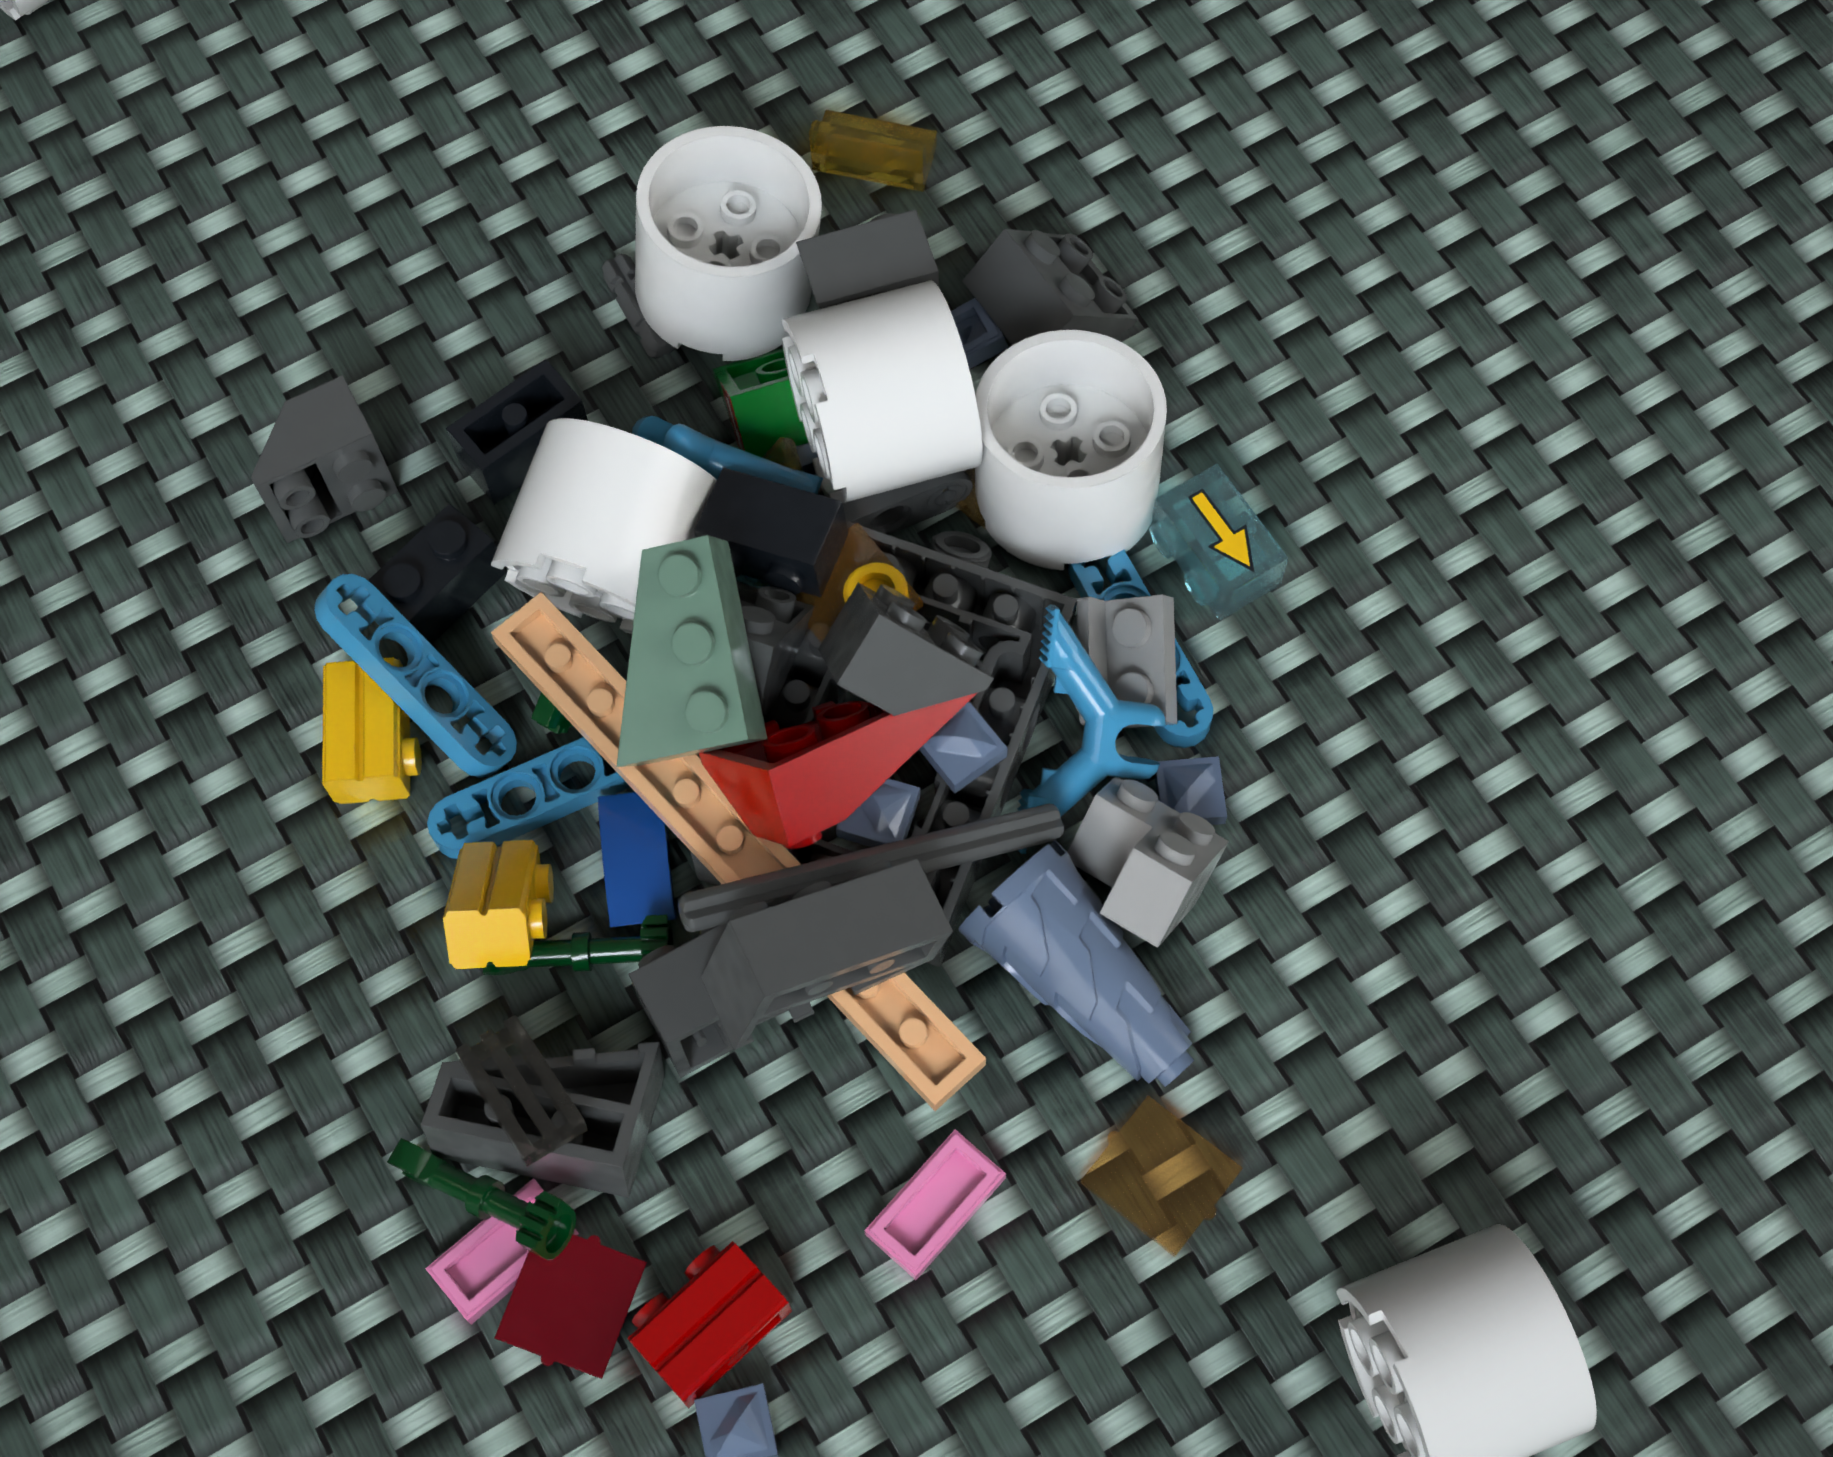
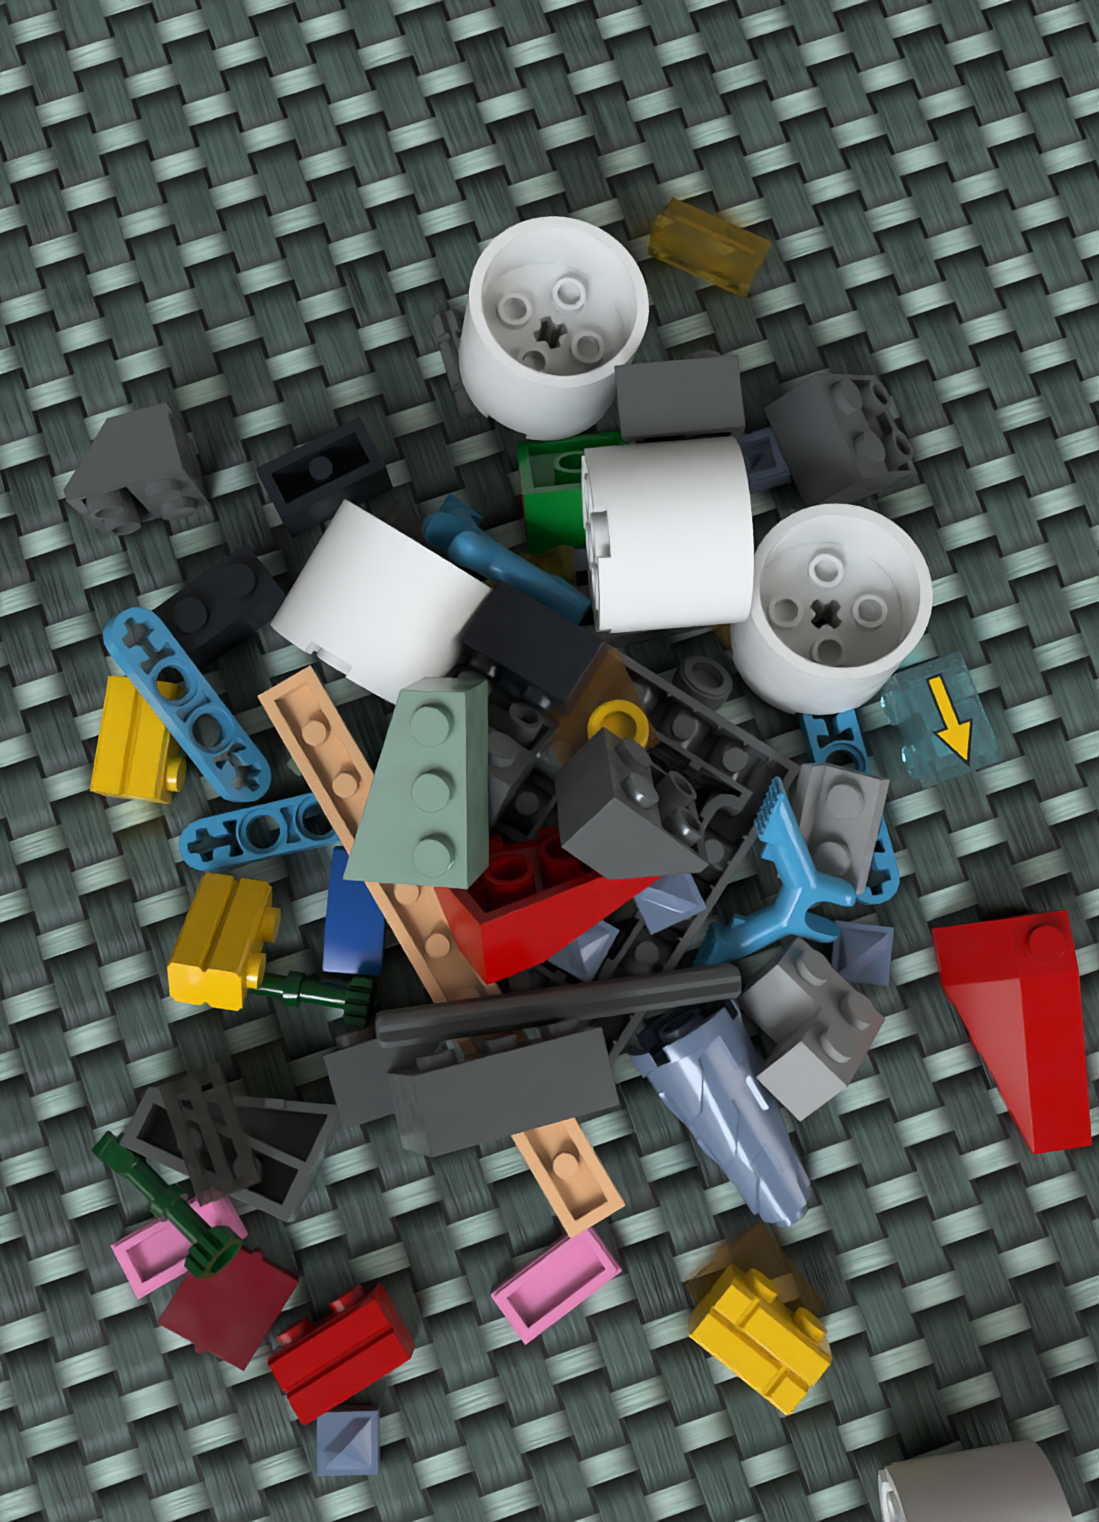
camera: 10 degrees right, 15 degrees up
(1173, 1202) = (761, 1337): none -> yellow brick
(1372, 806) = (1023, 1014): none -> red wedge

